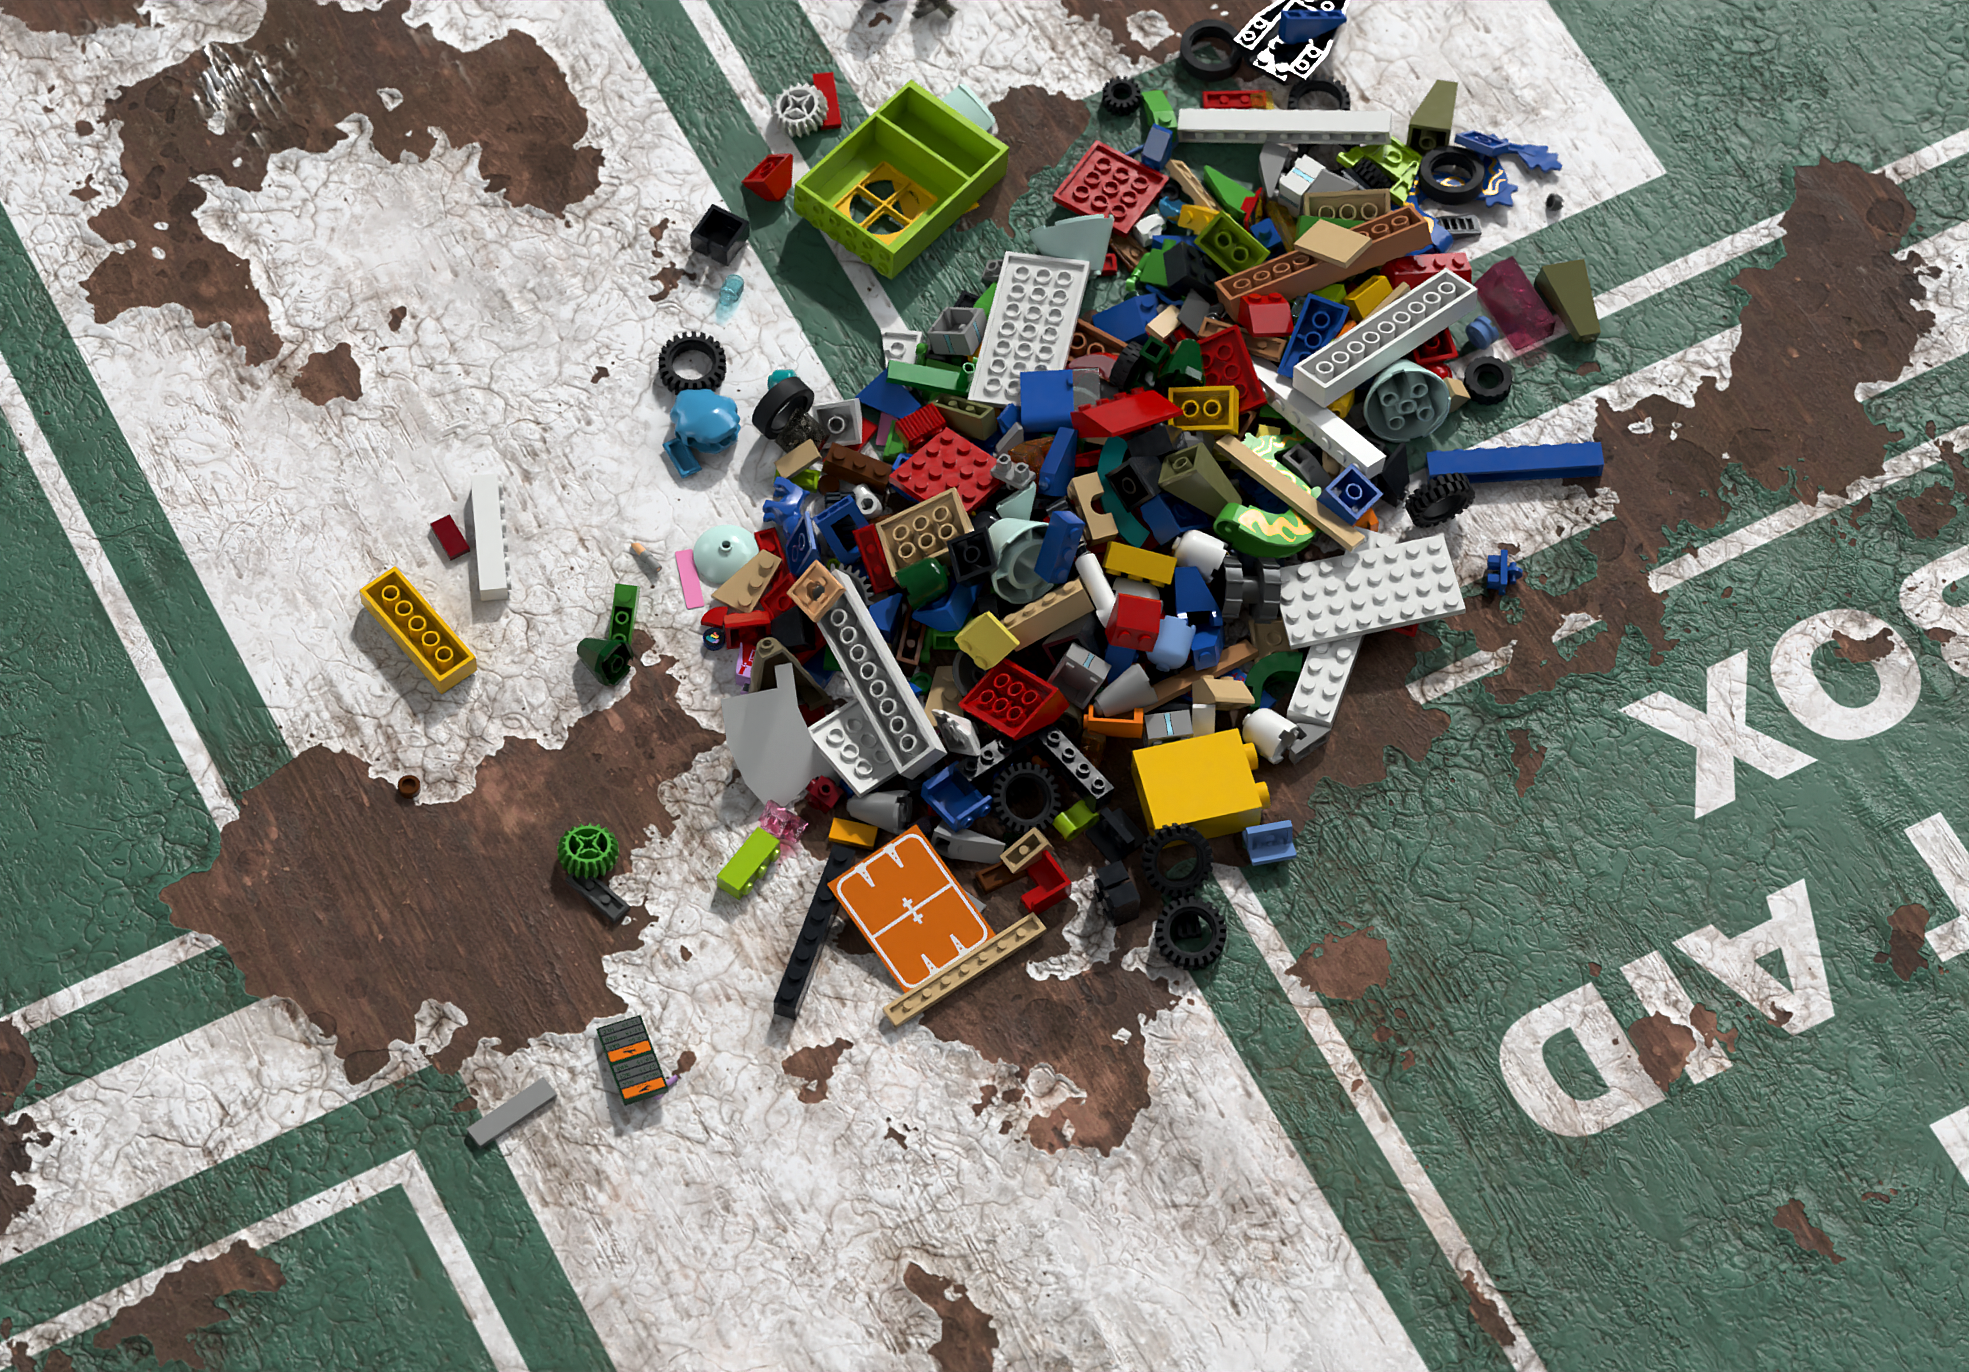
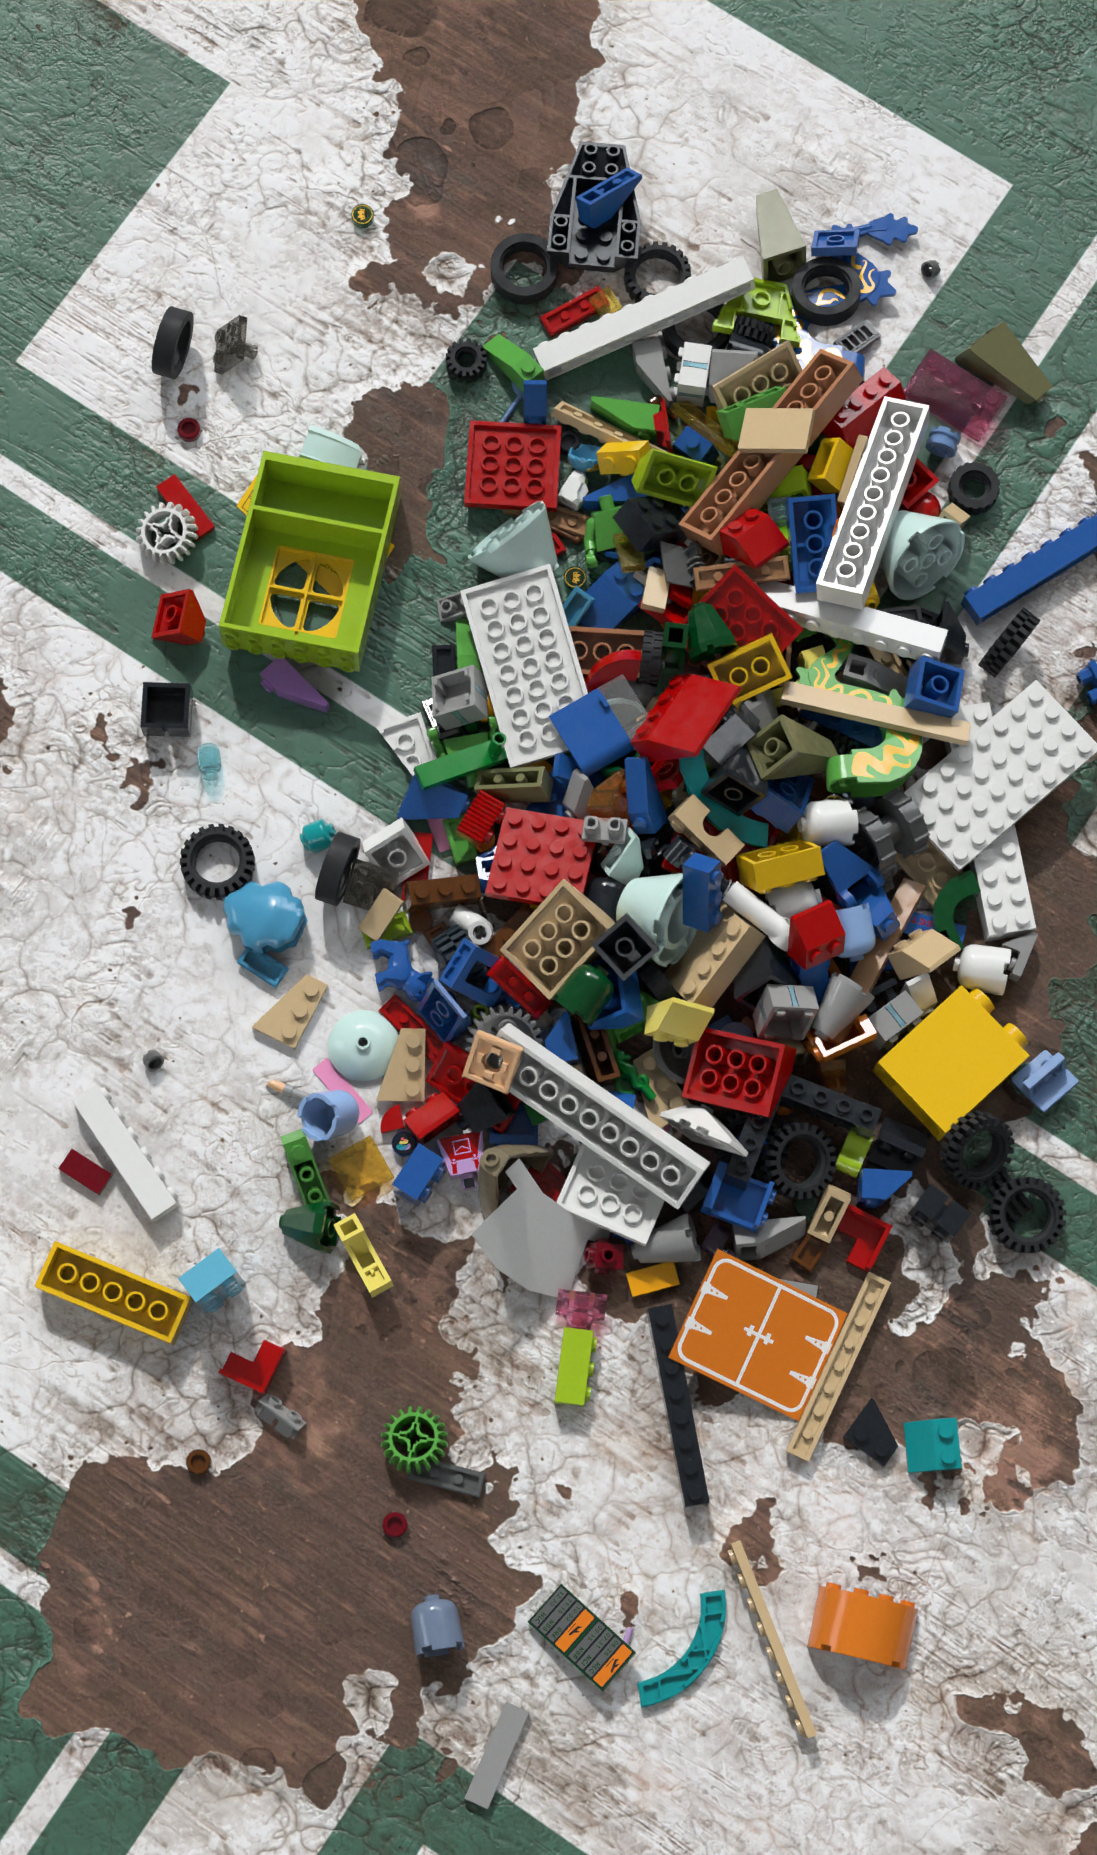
camera: 30 degrees left, 15 degrees up
(493, 746) = (256, 1374): none -> red panel
(498, 790) = (271, 1408): none -> light grey hinge
(499, 649) = (212, 1281): none -> medium azure brick
(520, 992) = (436, 1627): none -> sand blue cylinder
(535, 908) = (394, 1524): none -> dark red tile
(547, 483) = (156, 1064): none -> dark grey hinge
(630, 696) = (363, 1255): none -> light yellow arch
(666, 581) = (328, 1114): none -> light blue cylinder
(669, 640) = (361, 1168): none -> clear yellow tile
(685, 502) = (293, 1012): none -> tan wing
(710, 661) = (419, 1175): none -> blue brick
(714, 1125) = (696, 1657): none -> teal tile
(782, 1148) = (774, 1650): none -> tan plate
(830, 266) = (290, 685): none -> medium lavender slope
(865, 46) = (189, 430): none -> dark red tile
(869, 1167) = (863, 1625): none -> orange cylinder
(926, 668) = (626, 1070): none -> green animal
(961, 1035) = (872, 1434): none -> black wing
(1006, 1065) = (932, 1445): none -> teal slope
(1081, 850) = (878, 1185): none -> blue slope
(1097, 312) = (577, 605): none -> dark azure tile
(1111, 295) = (574, 577): none -> tile
(1160, 292) = (627, 555): none -> clear yellow tile

